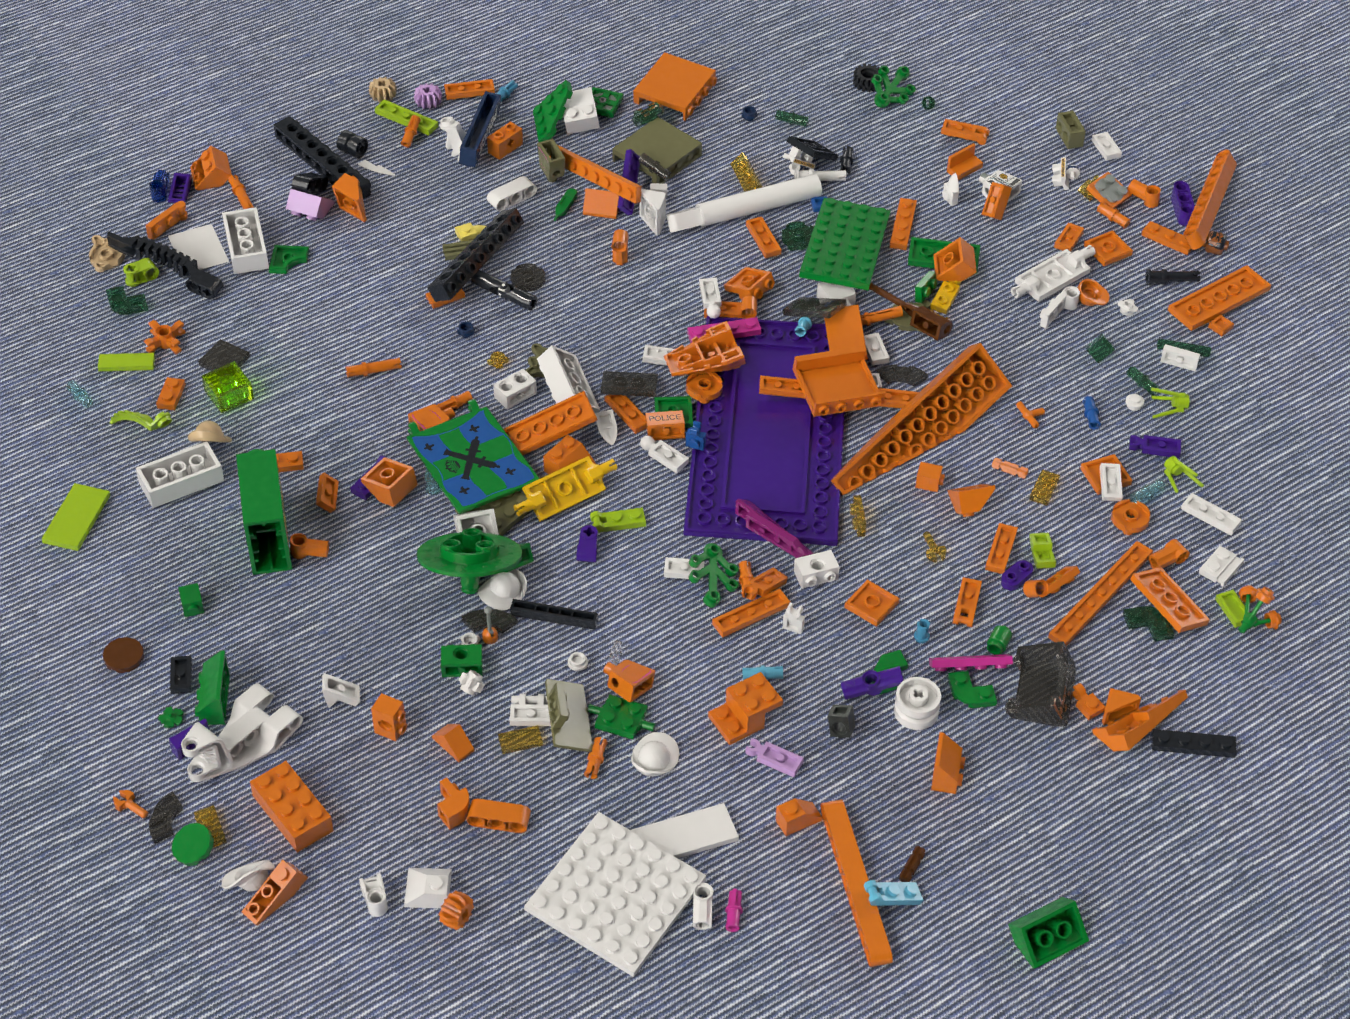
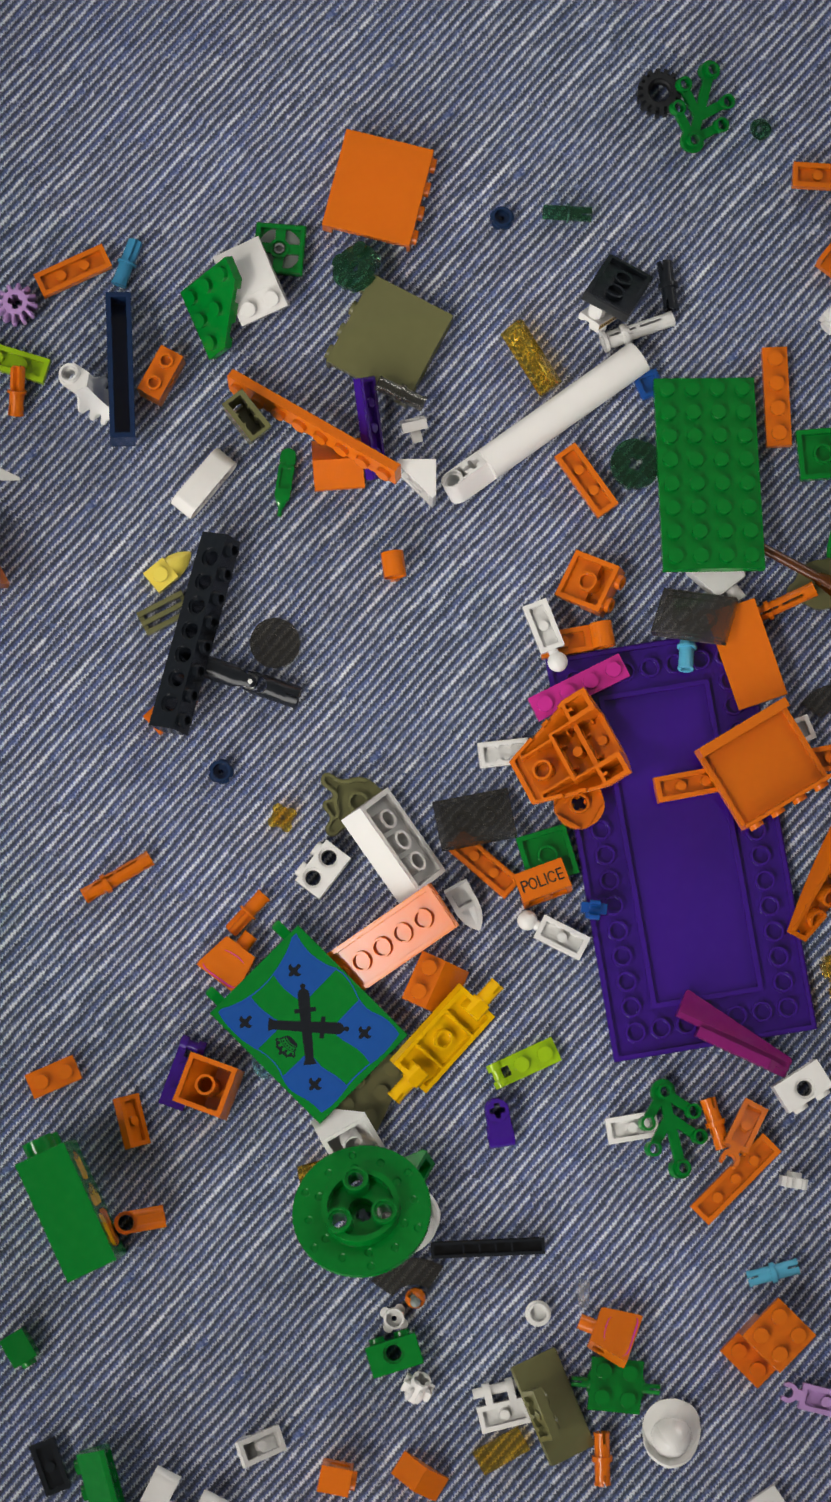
camera: 15 degrees left, 35 degrees up
(876, 350) = (792, 665): white plate -> none

